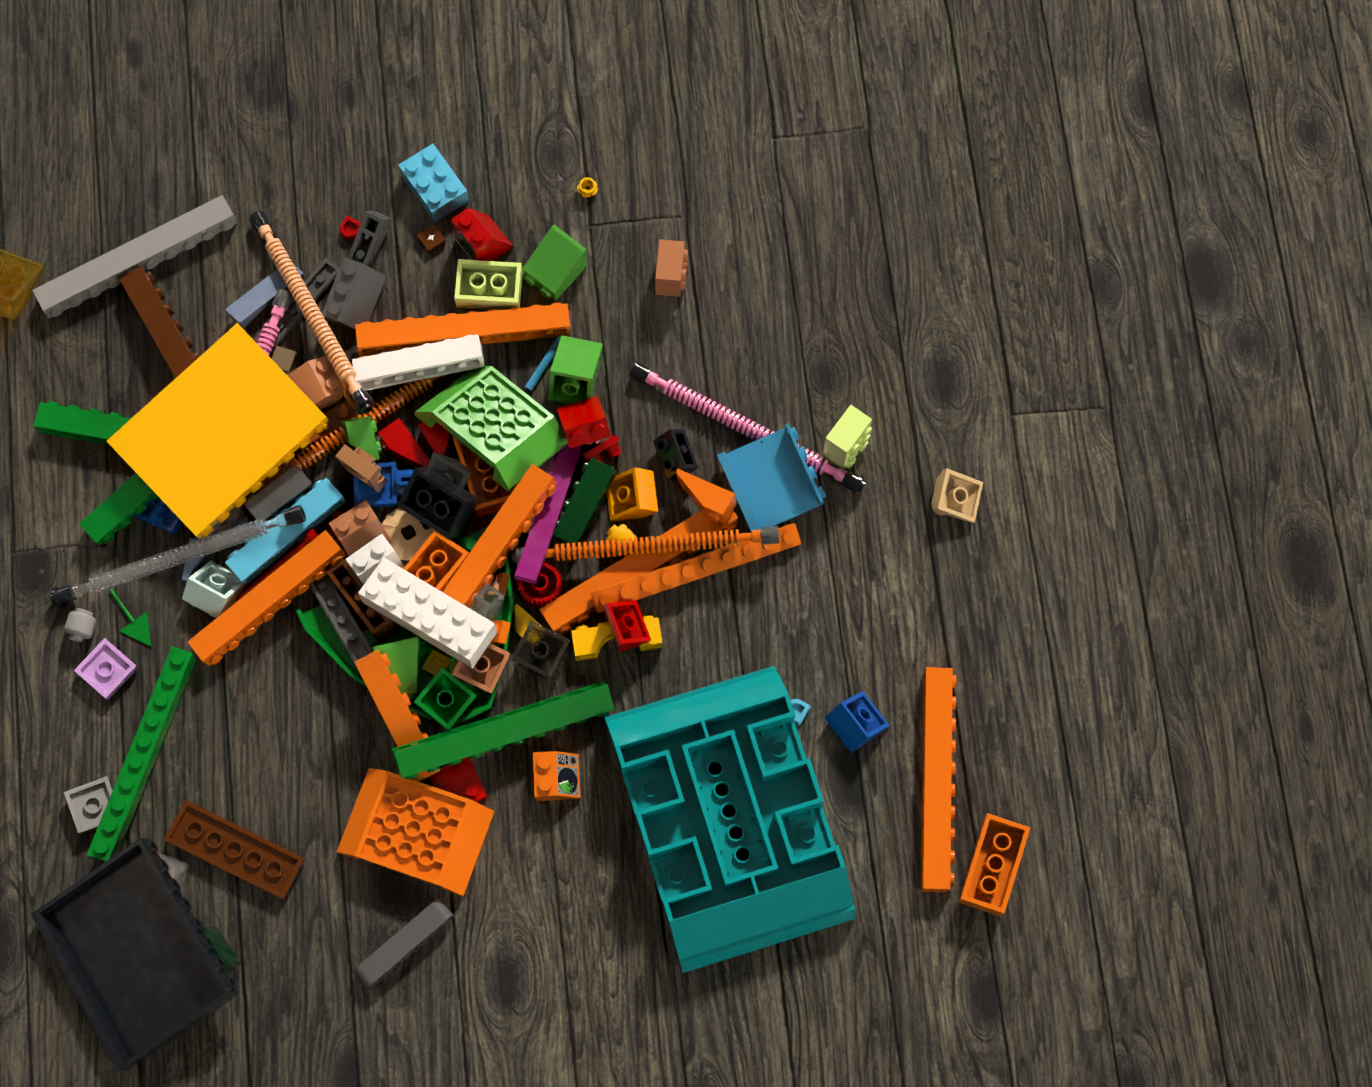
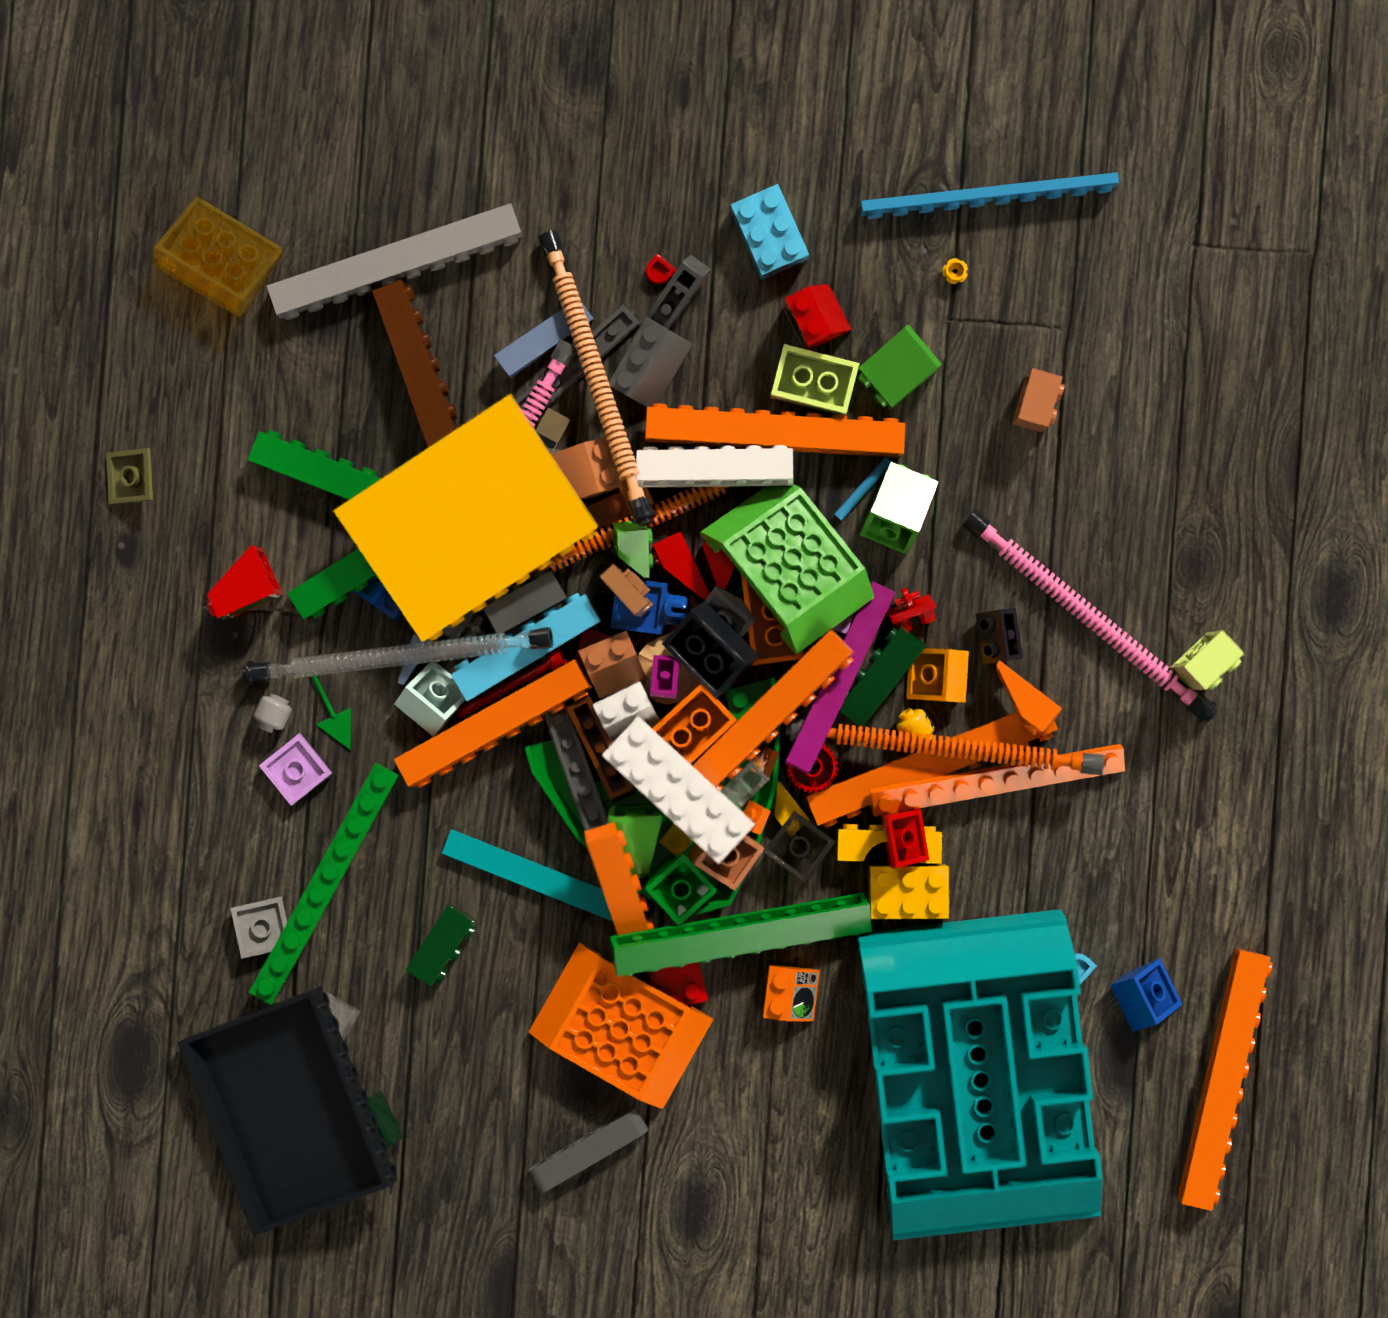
camera: 15 degrees right, 15 degrees up
(42, 526) = (244, 586): none -> red slope
(234, 849) = (414, 1008): reddish brown plate -> none
(250, 791) = (441, 945): none -> dark green brick
(316, 719) = (527, 873): none -> teal tile
(404, 533) = (664, 676): none -> magenta slope
(431, 238) = (754, 302): reddish brown tile -> none
(583, 422) = (898, 579): red brick -> none
(595, 128) = (978, 196): none -> dark azure plate
(640, 672) = (909, 892): none -> yellow brick
(772, 479) = (1107, 688): dark azure panel -> none
(956, 495) = (1319, 748): tan slope -> none
(994, 865) = (1267, 1191): orange brick -> none

